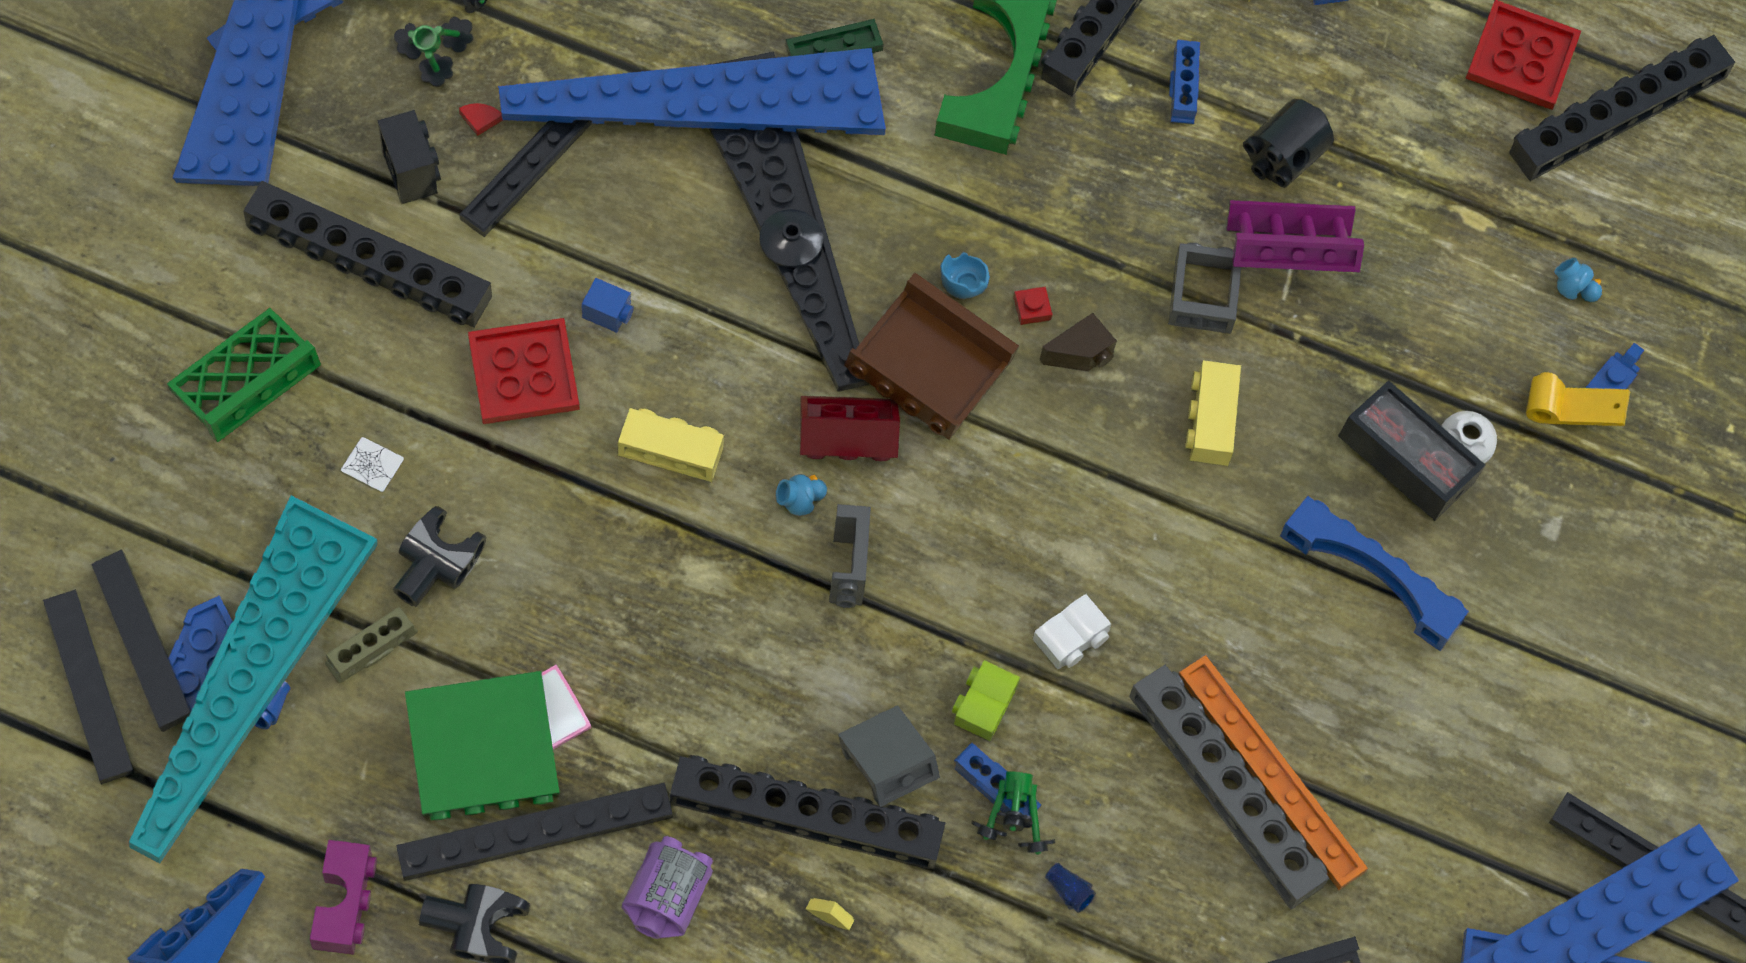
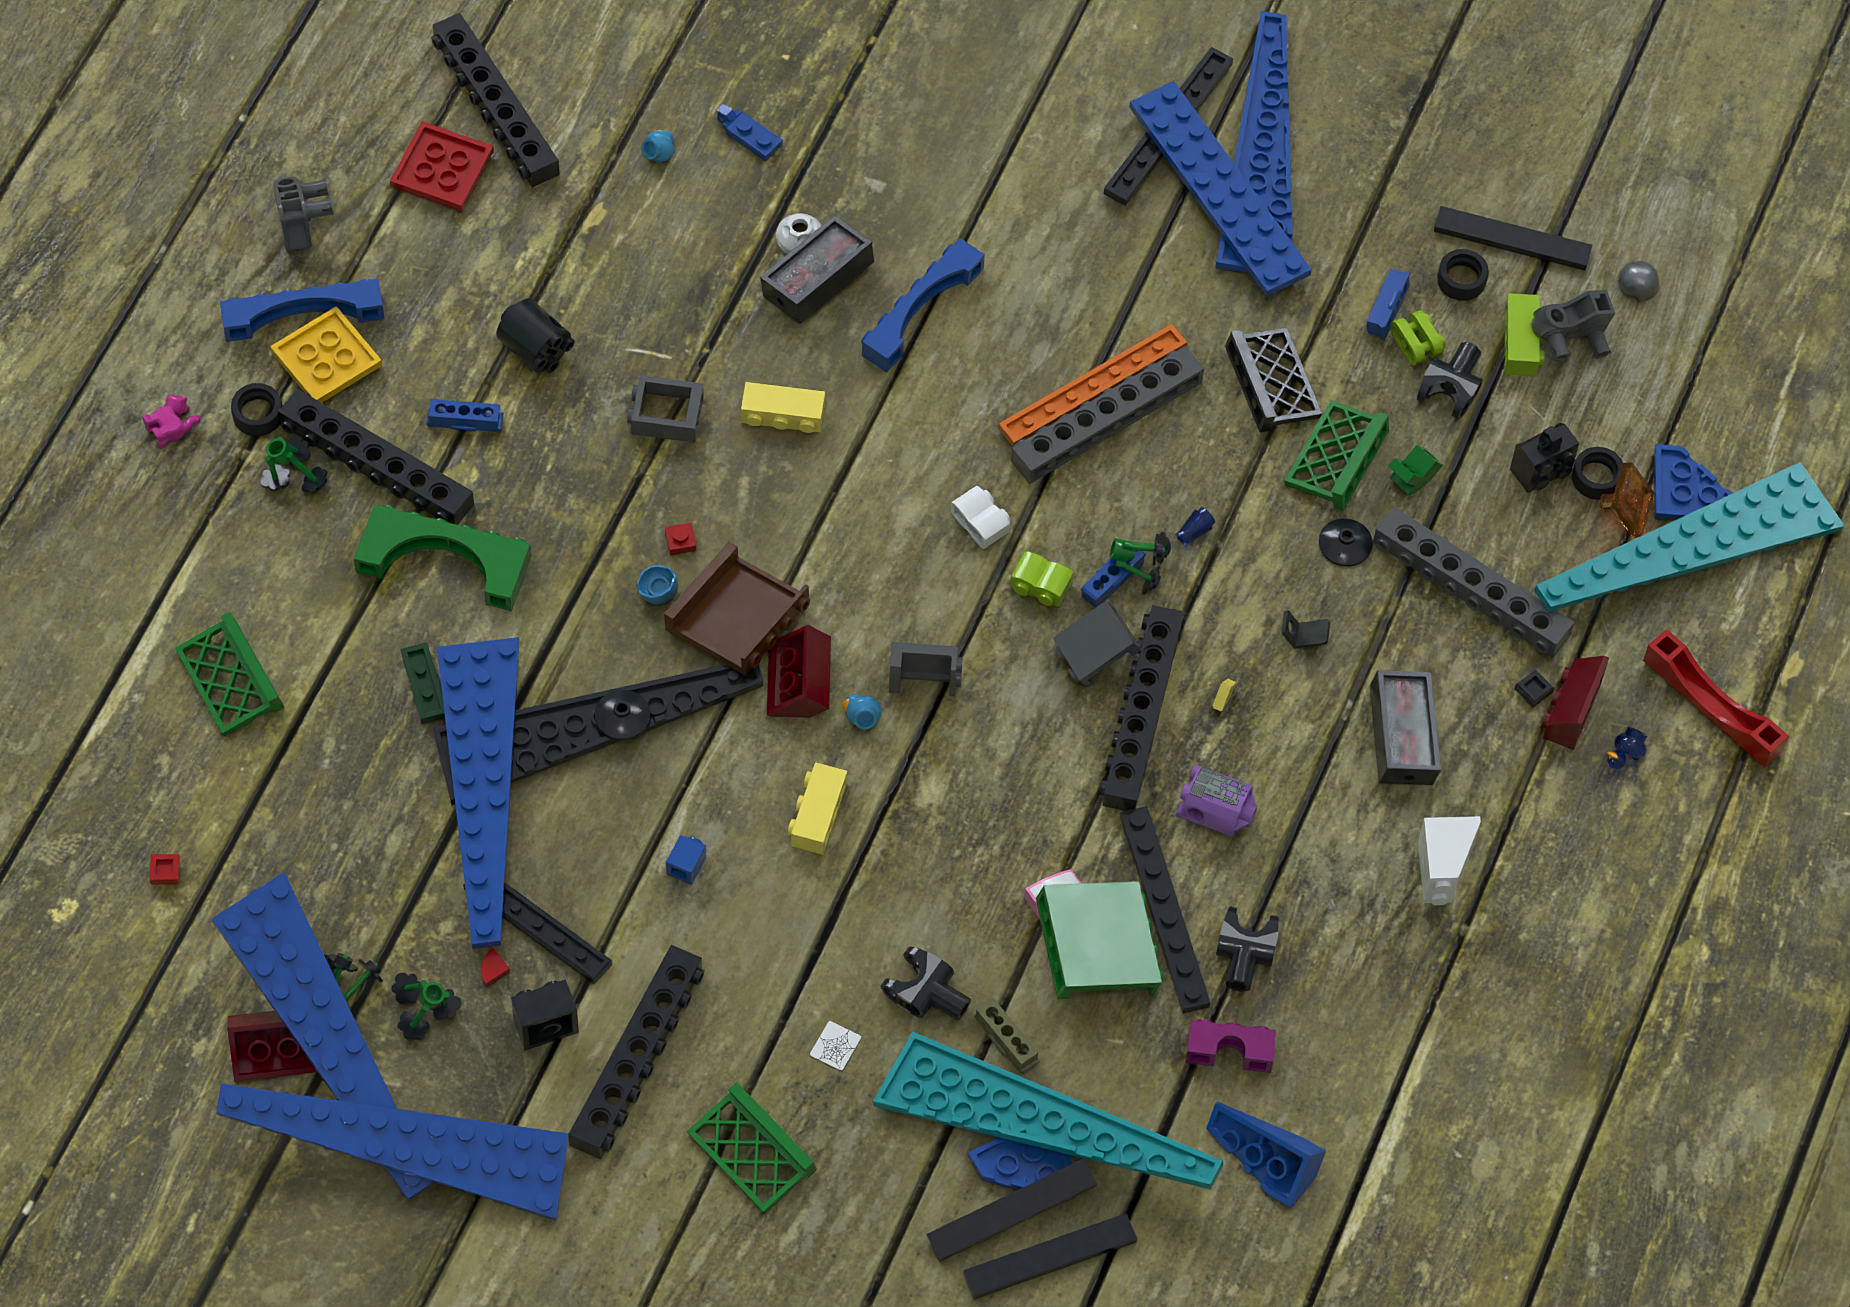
camera: 85 degrees left, 5 degrees down
(523, 371) = (748, 924): red plate -> none
(1080, 346) = (721, 500): dark brown slope -> none
(1294, 251) = (644, 344): magenta fence -> none
(1555, 404) = (774, 153): yellow door -> none

